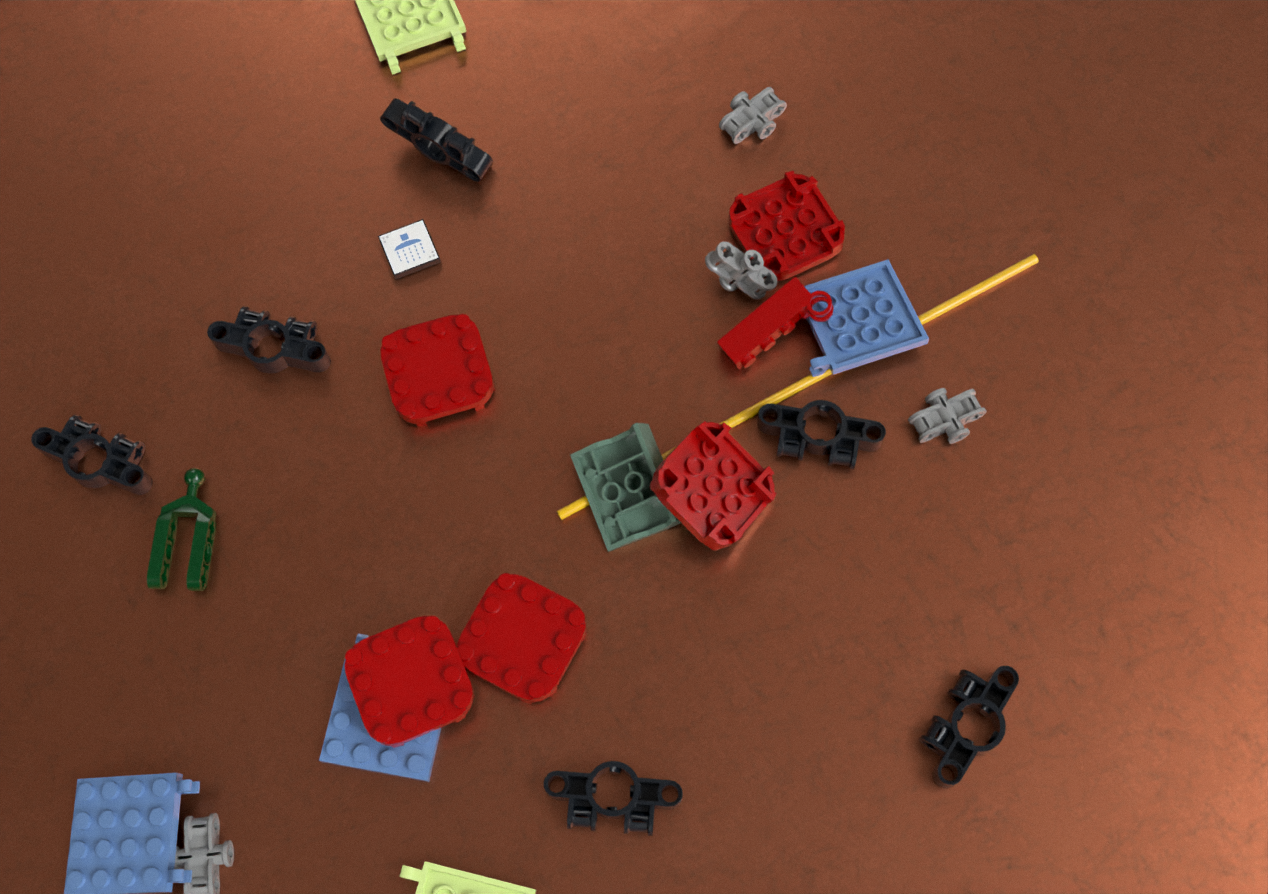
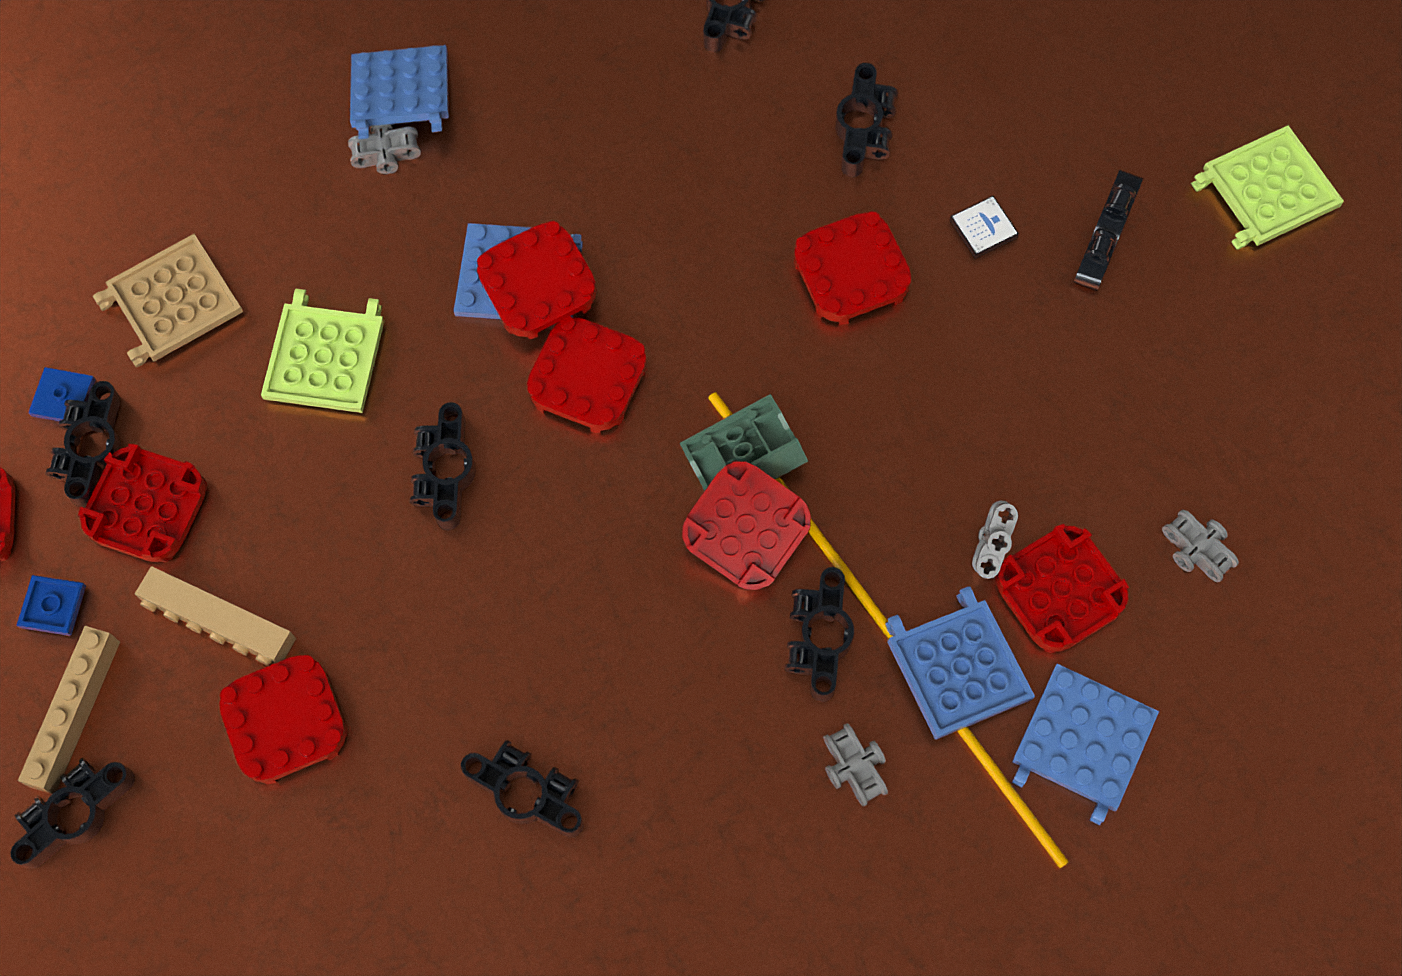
camera: 85 degrees right, 0 degrees up
(166, 532) = (661, 98): dark green piece -> none
(772, 320) = (939, 574): red hinge -> none
(925, 229) = (1085, 739): none -> medium blue plate

